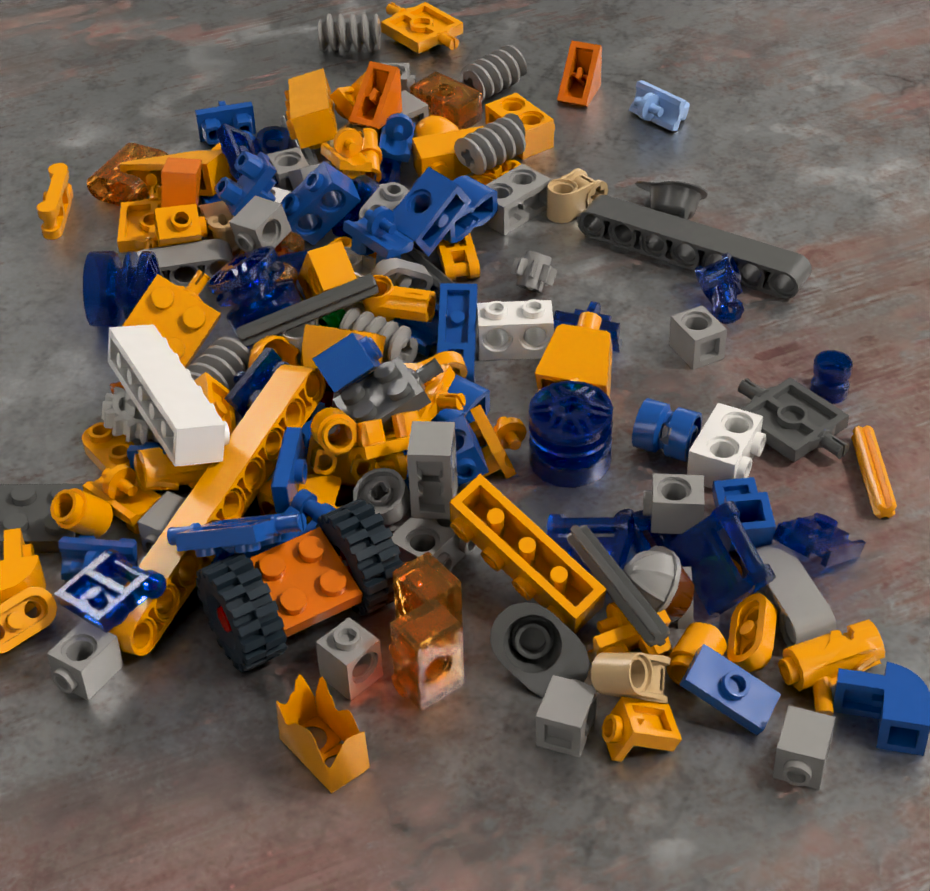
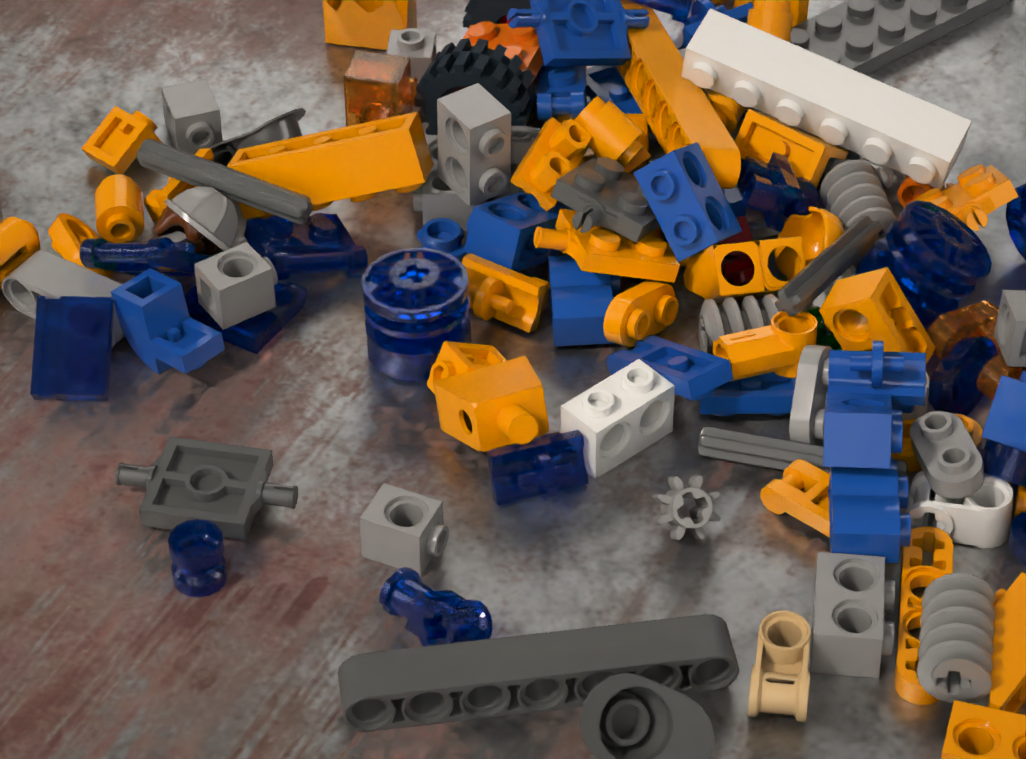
camera: 140 degrees right, 0 degrees up
(289, 469) = (608, 88): blue plate -> none
(427, 654) = (327, 64): clear orange brick -> none
(630, 675) = (147, 119): tan piece -> none
(653, 428) = (328, 386): blue wheel -> none
(726, 445) = (249, 403): white brick -> none
(730, 689) = (64, 187): plate -> none
(873, 472) = (74, 482): light orange axle -> none

